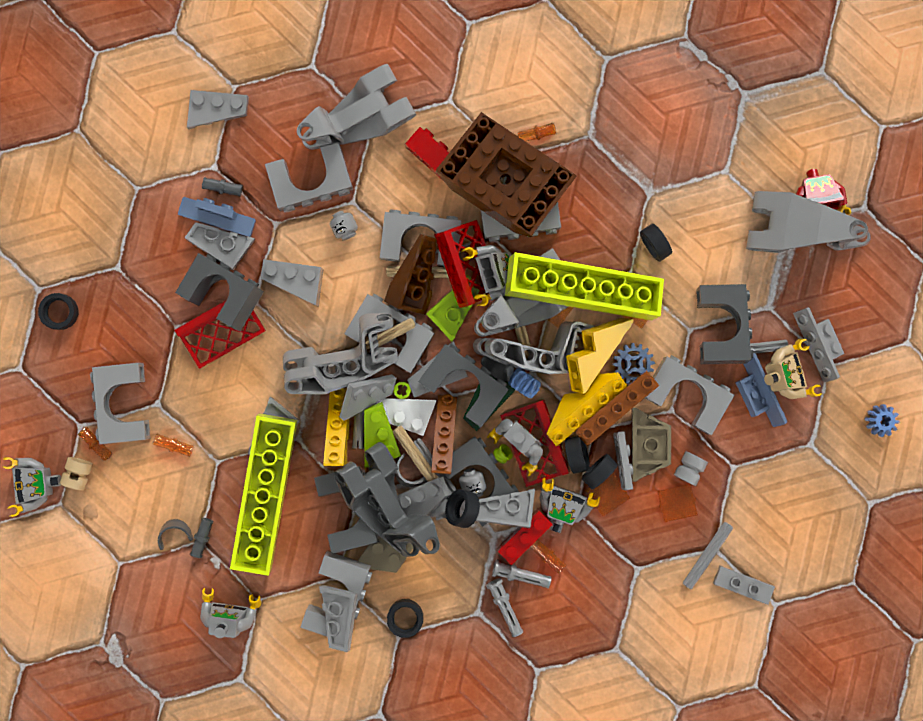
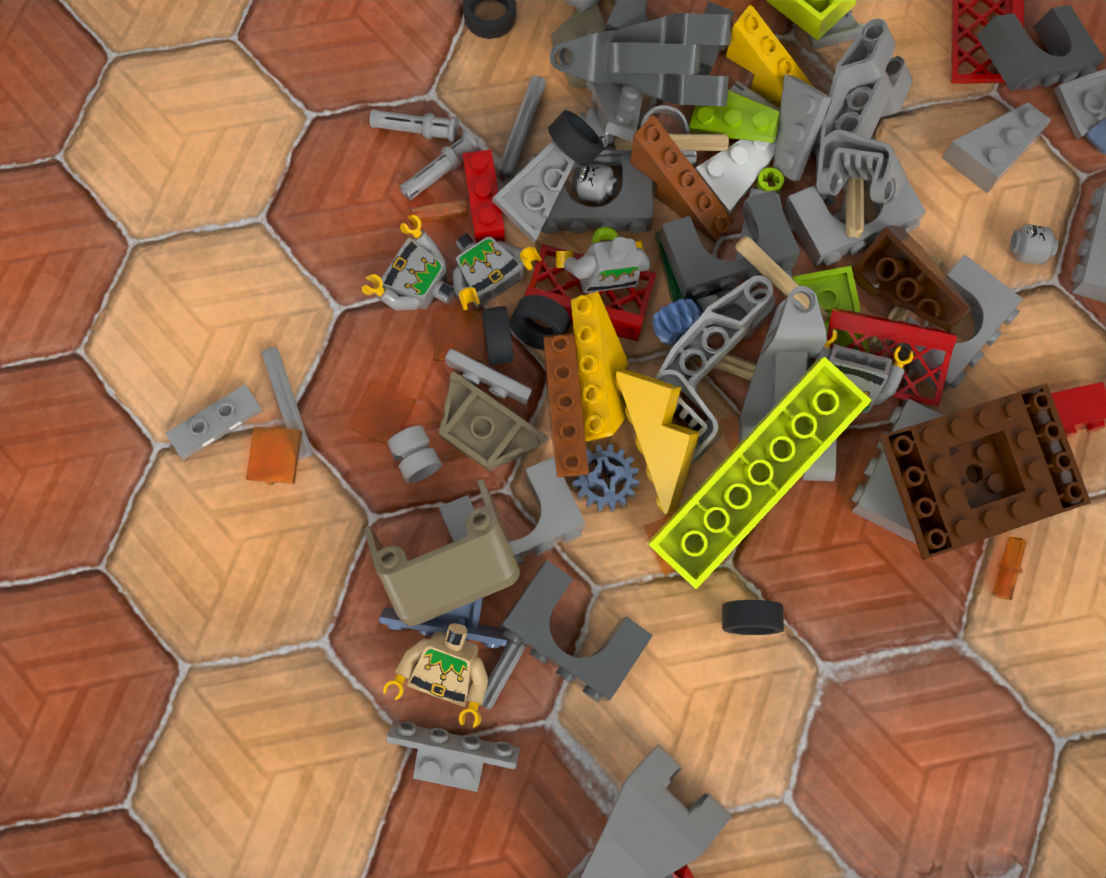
camera: 125 degrees right, 15 degrees down
(464, 548) = (521, 127): none -> light grey axle
(468, 343) = (772, 271): none -> tan axle
(595, 541) = (414, 274): none -> torso
(733, 391) = (451, 573): none -> dark tan windscreen
(740, 540) = (274, 455): none -> clear orange piece
(887, 424) = (272, 771): medium blue gear -> none

